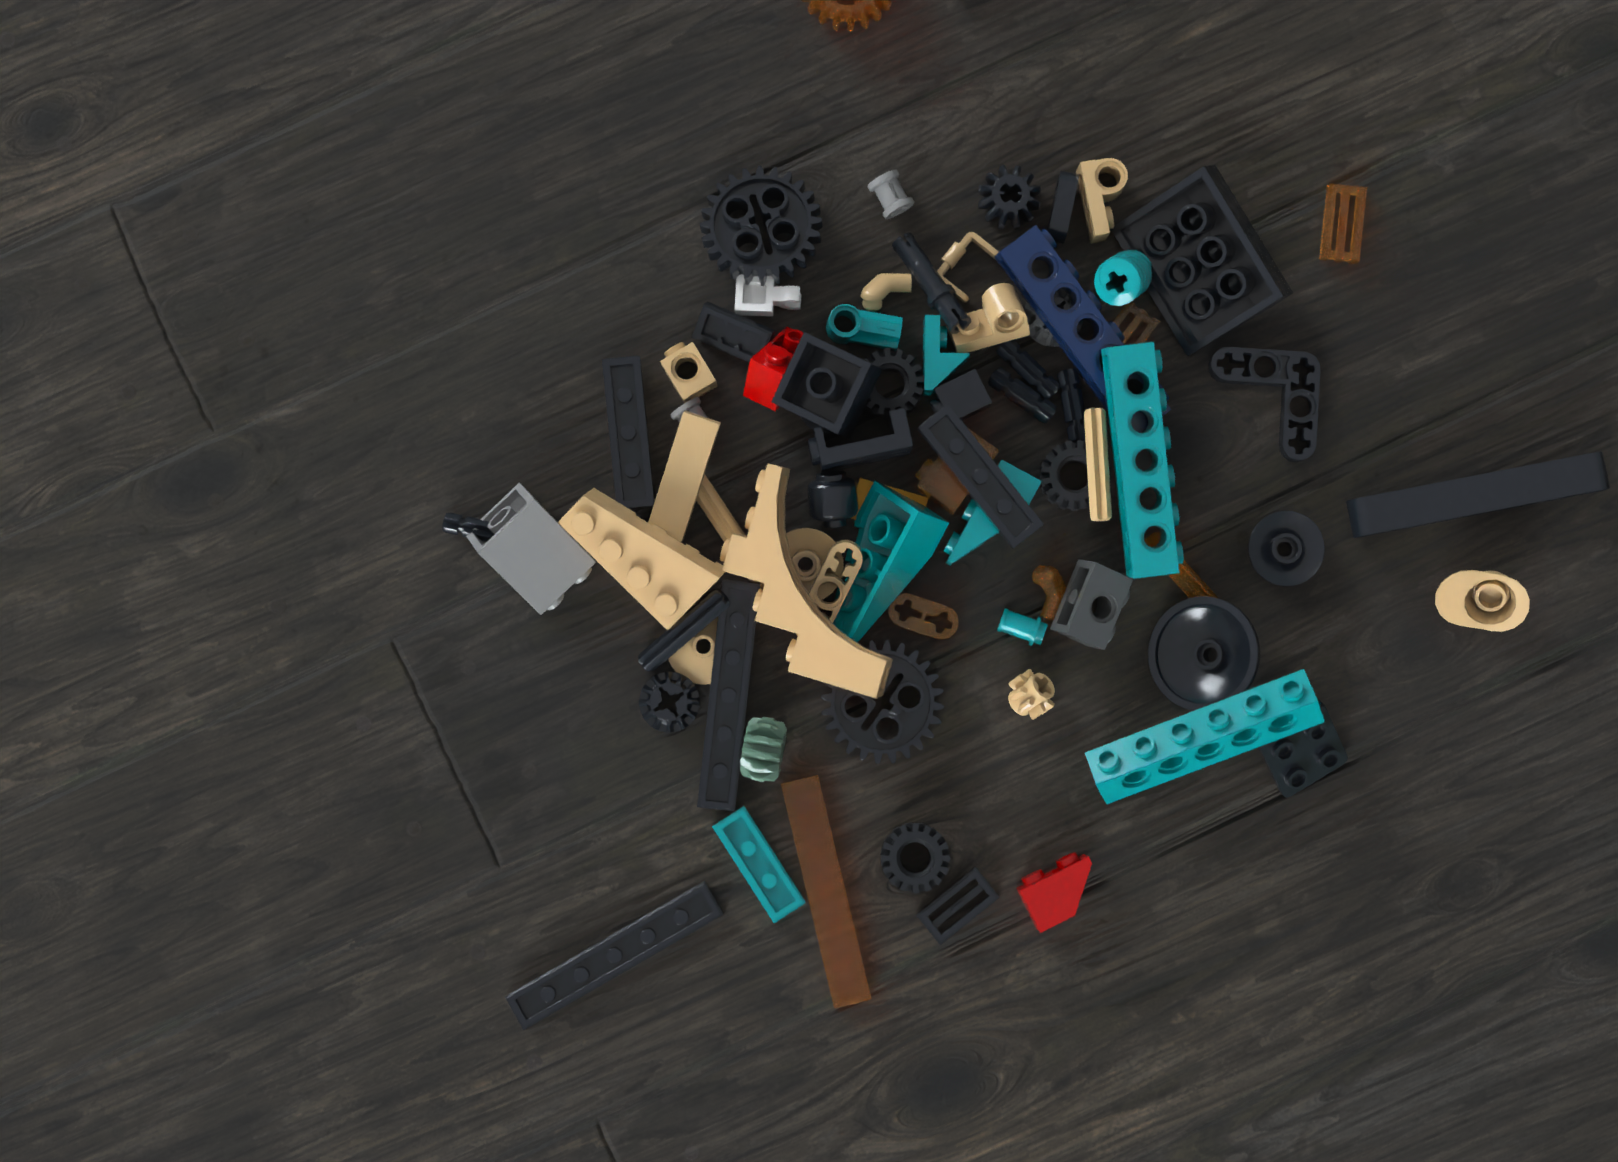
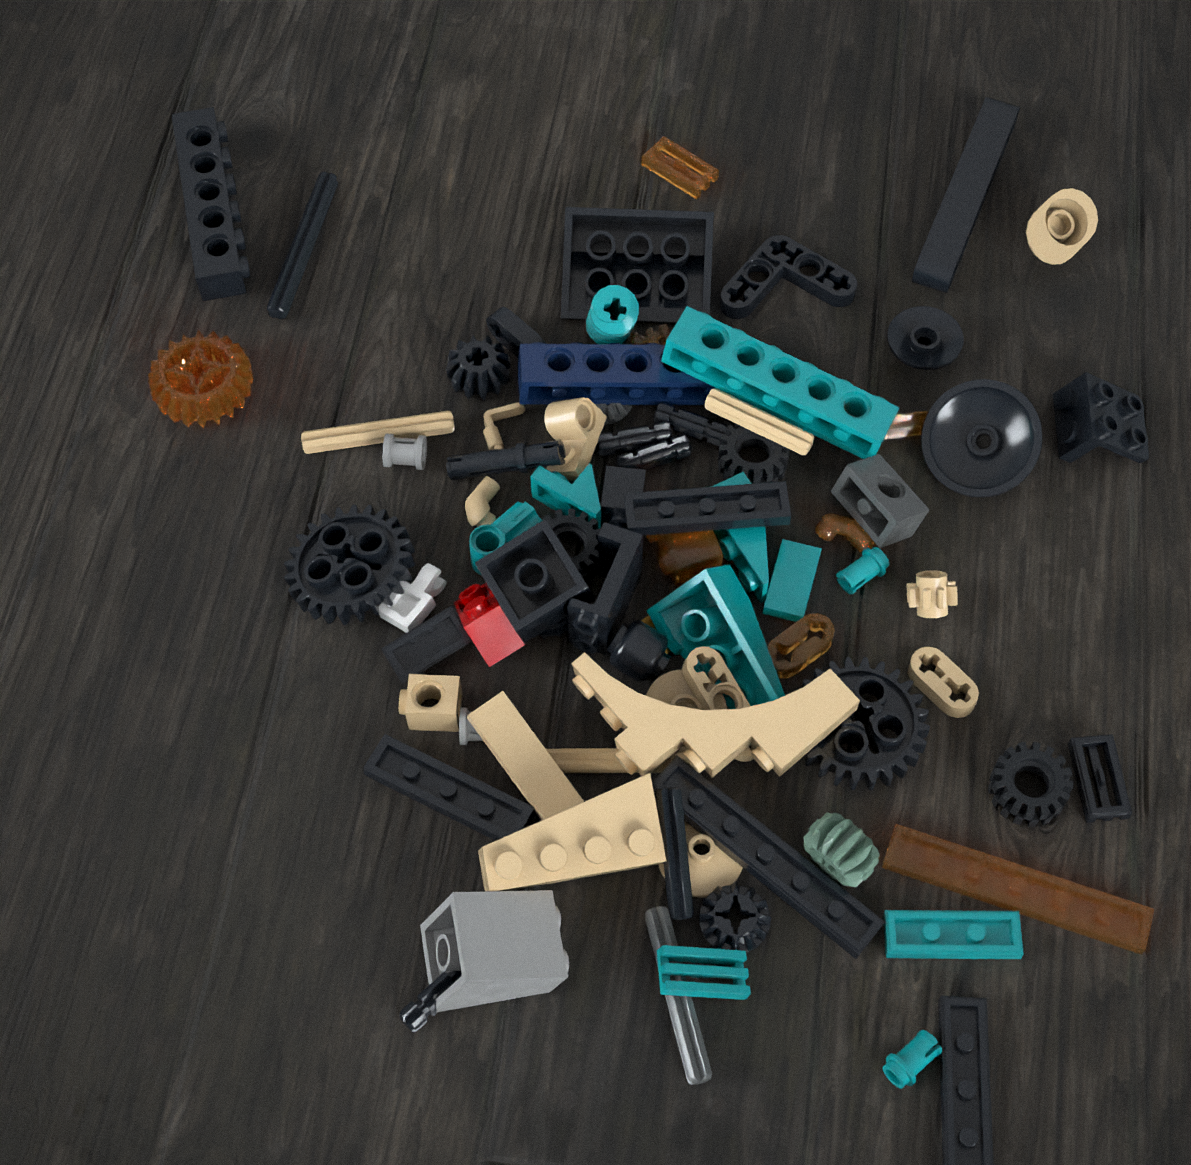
camera: 55 degrees left, 25 degrees down
(586, 696) = (680, 1007): none -> dark grey axle
(628, 729) = (737, 972): none -> teal tile
(644, 886) = (910, 1060): none -> teal pin
(897, 158) = (374, 432): none -> tan axle
(972, 746) = (942, 682): none -> tan beam
(978, 576) = (792, 580): none -> teal tile
(1056, 894) = (1137, 682): red slope -> none
(1094, 194) = (520, 294): tan plate -> none
(1205, 736) = (1060, 474): teal brick -> none

